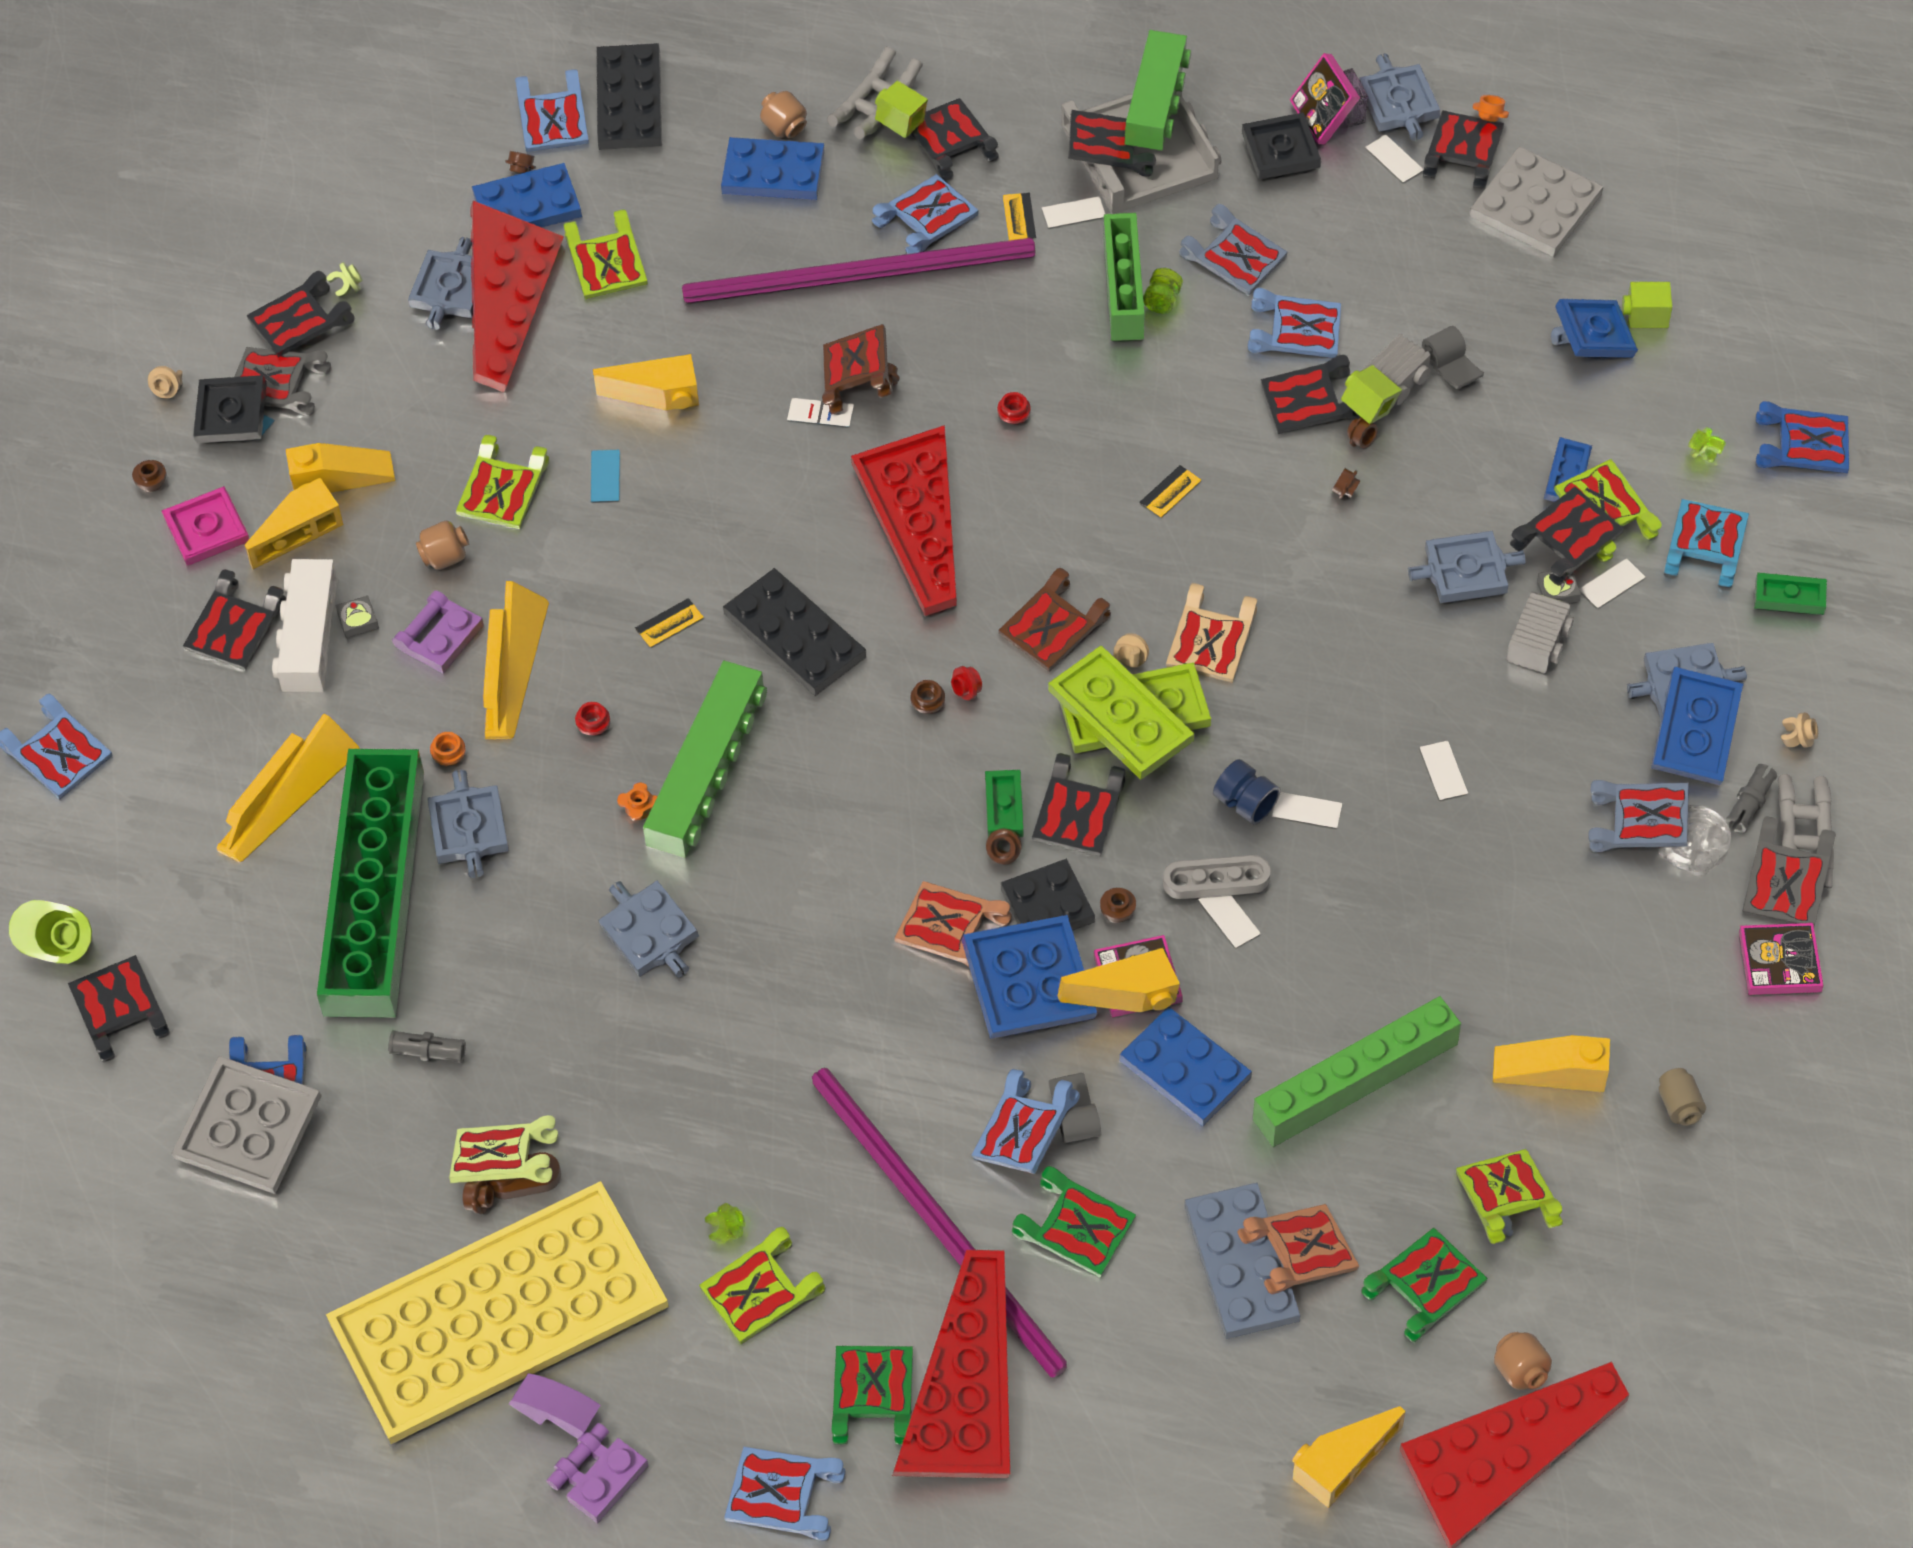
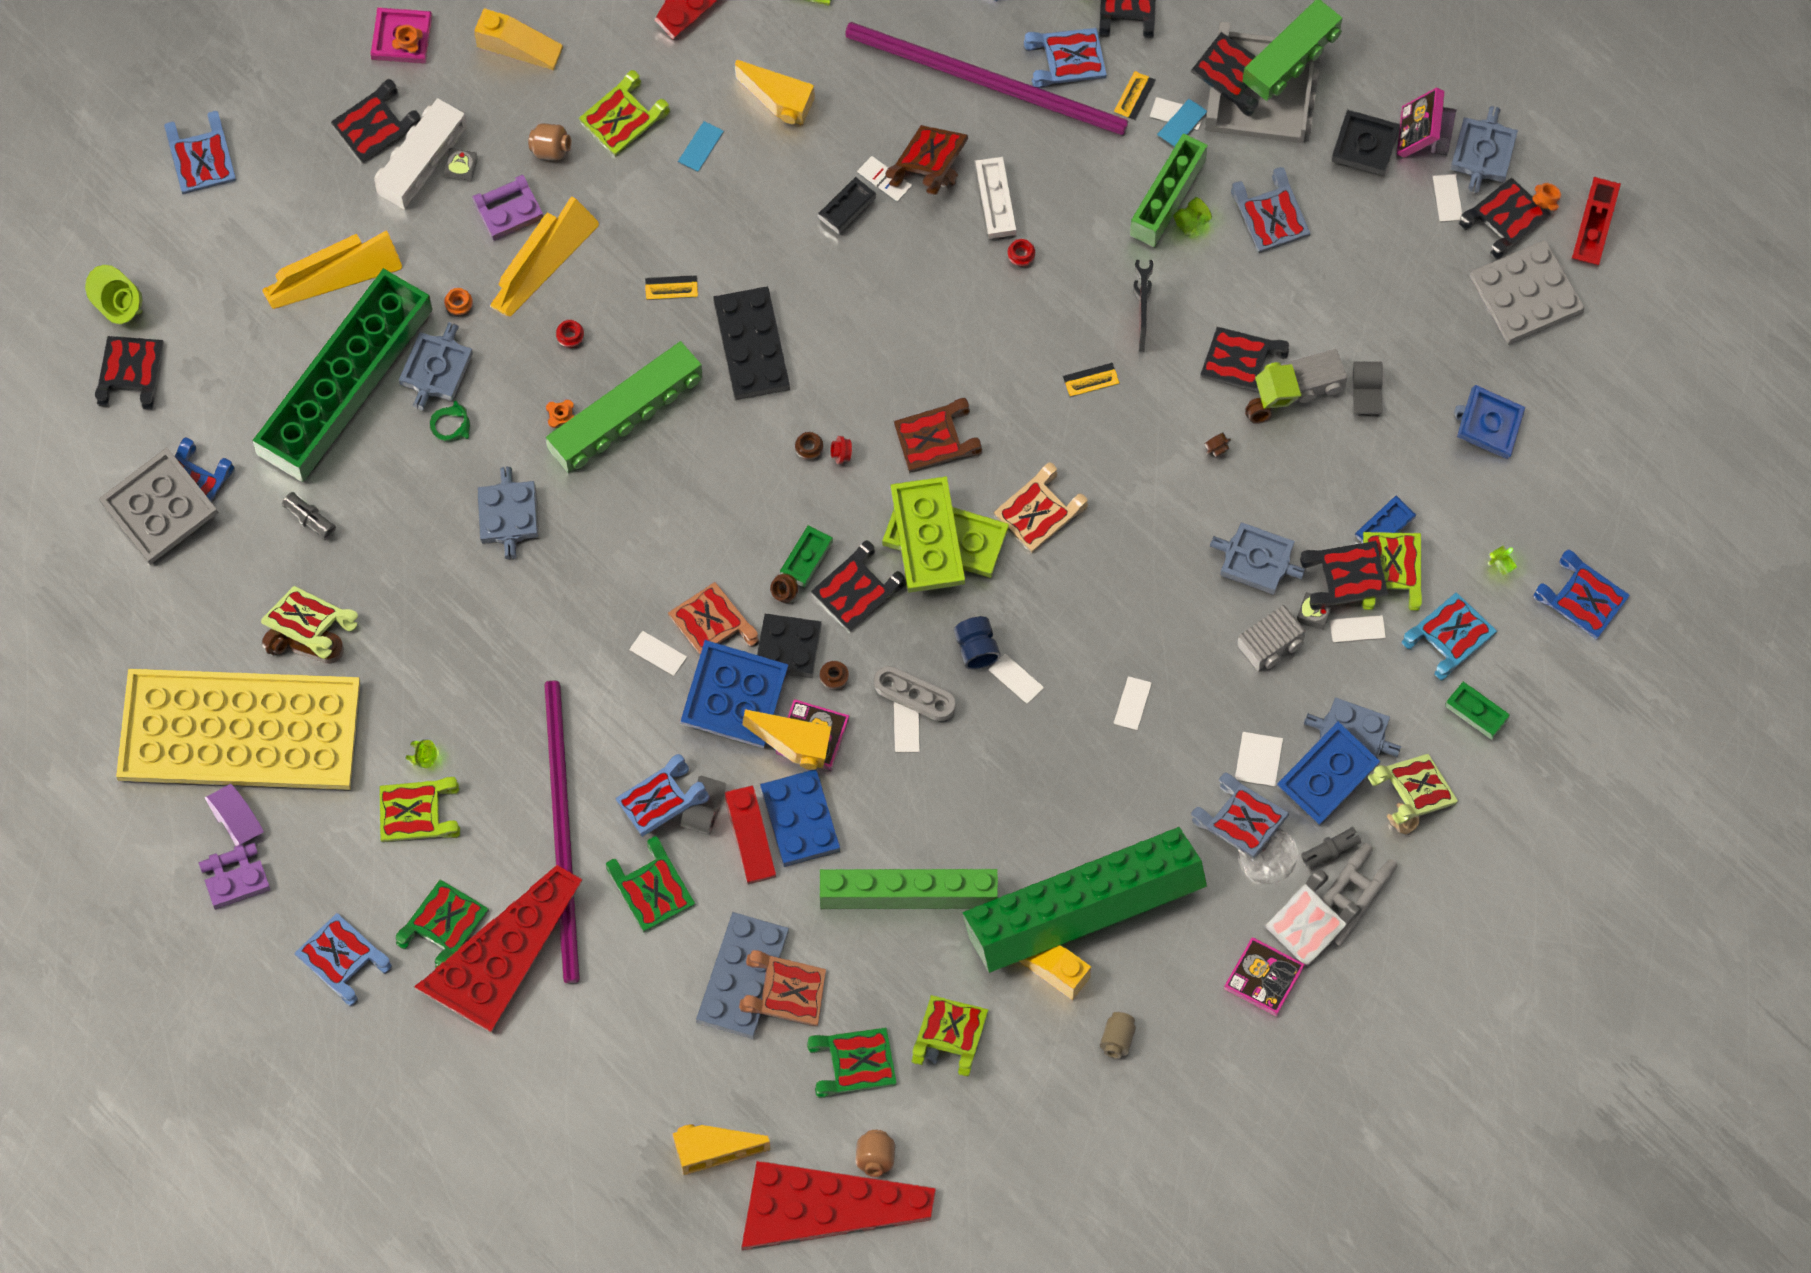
camera: 30 degrees right, 10 degrees up
(215, 514) = (404, 32): none -> orange plate
(296, 521) = (460, 68): yellow slope -> none
(519, 857) = (455, 410): none -> green piece
(802, 452) = (847, 205): none -> black plate
(911, 984) = (658, 653): none -> white sticker
(912, 502) = (898, 286): red wing -> none
(951, 371) = (995, 197): none -> white plate
(1085, 217) = (1182, 122): none -> dark azure sticker
(1131, 650) = (973, 489): tan plate -> none
(1145, 1108) = (750, 834): none -> red slope
(1179, 390) = (1142, 294): none -> black flag
(1298, 325) = (1277, 299): medium blue flag -> none
(1549, 979) = (1084, 899): none -> green brick
(1554, 102) = (1596, 220): none -> red slope
(1610, 754) = (1258, 759): none -> white sticker
(1648, 304) = (1543, 424): lime brick -> none
(1791, 691) = (1418, 785): none -> yellowish green flag

